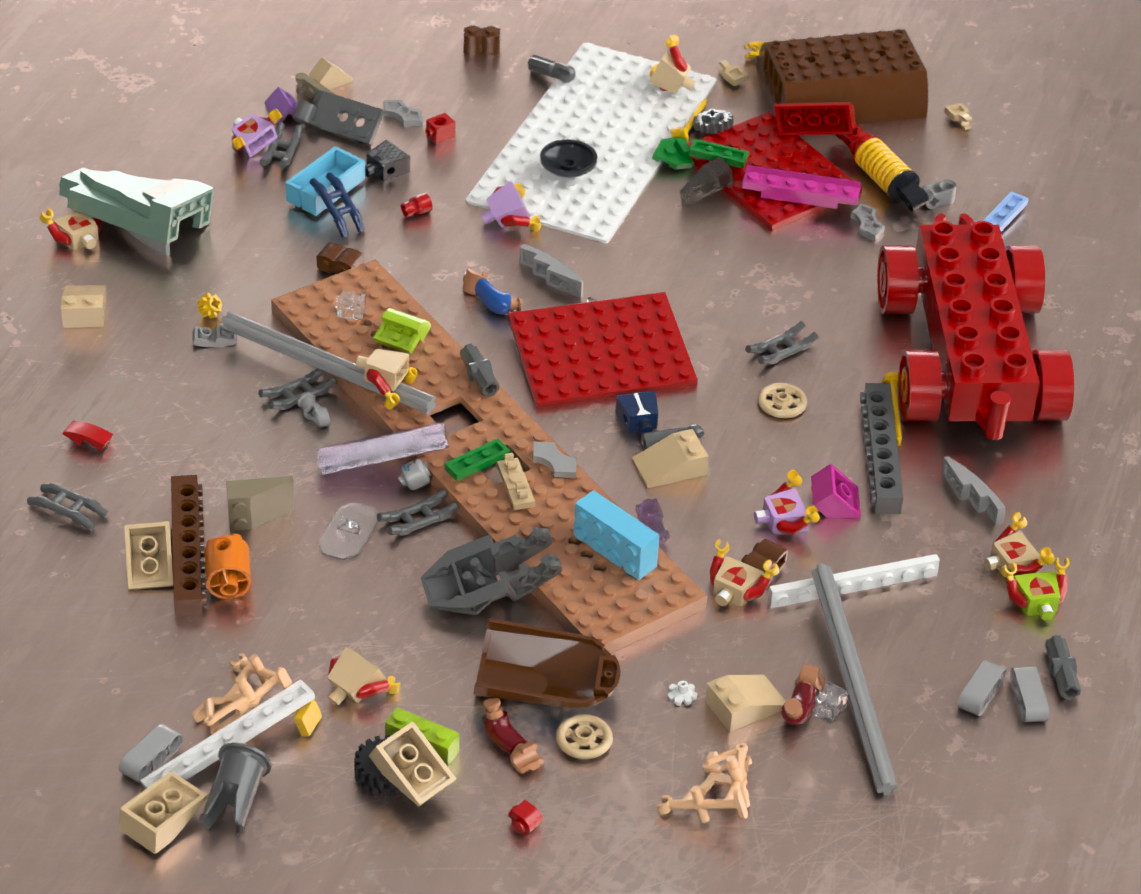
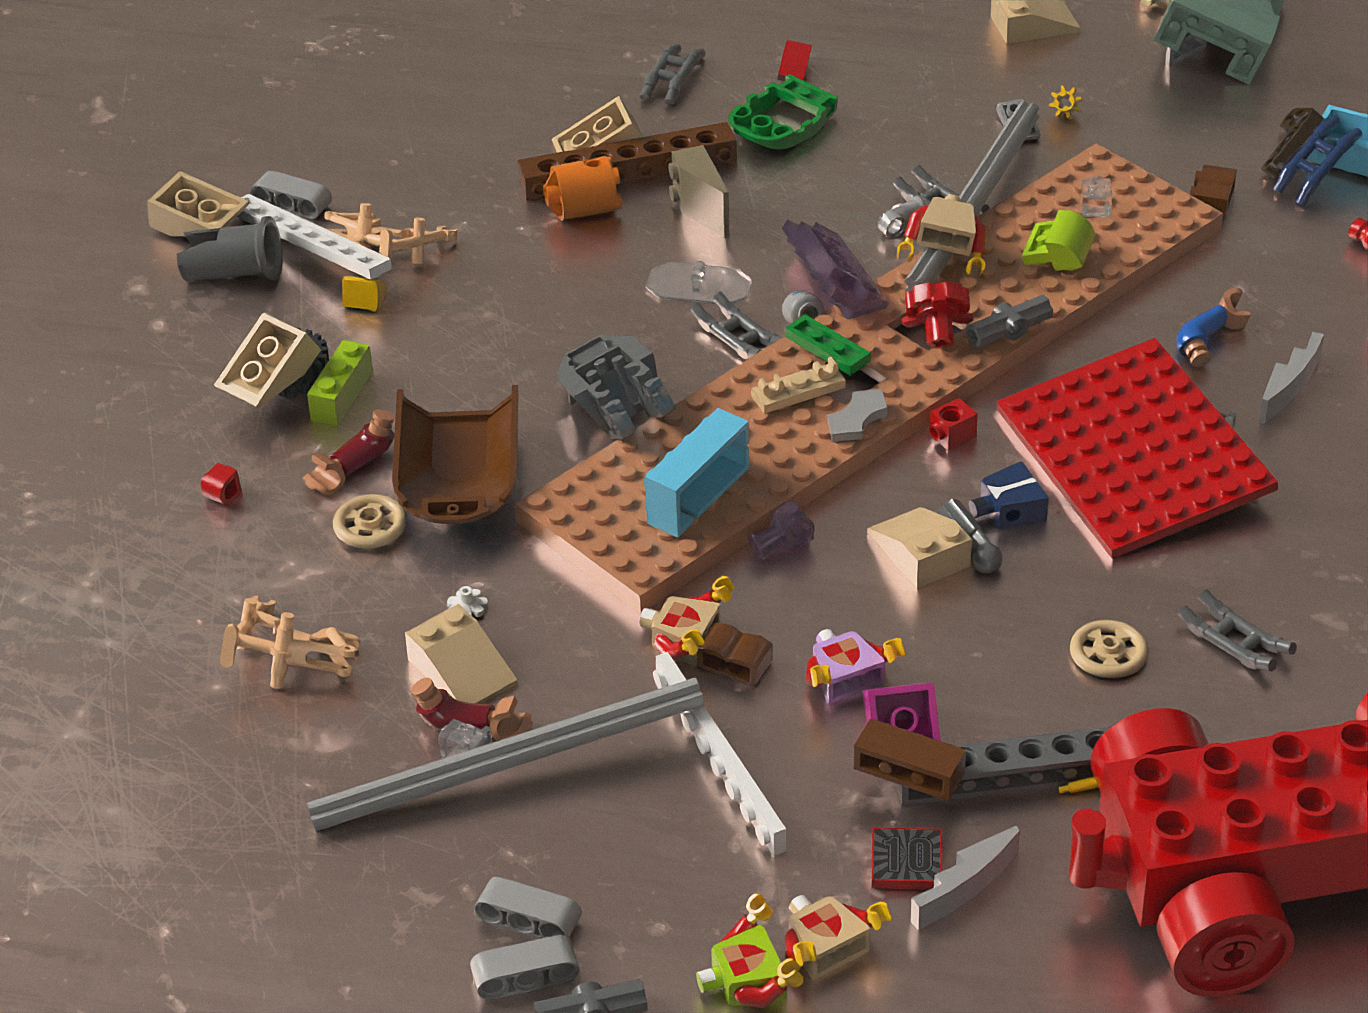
camera: 85 degrees right, 0 degrees up
(175, 464) = (751, 124): none -> green slope
(301, 201) = (1300, 126): none -> dark brown beam
(357, 678) = (428, 313): tan torso -> none
(469, 394) = (940, 308): none -> red piece
(558, 424) = (953, 424): none -> red brick
(894, 485) = (909, 759): none -> reddish brown brick
(949, 515) = (905, 857): none -> tile

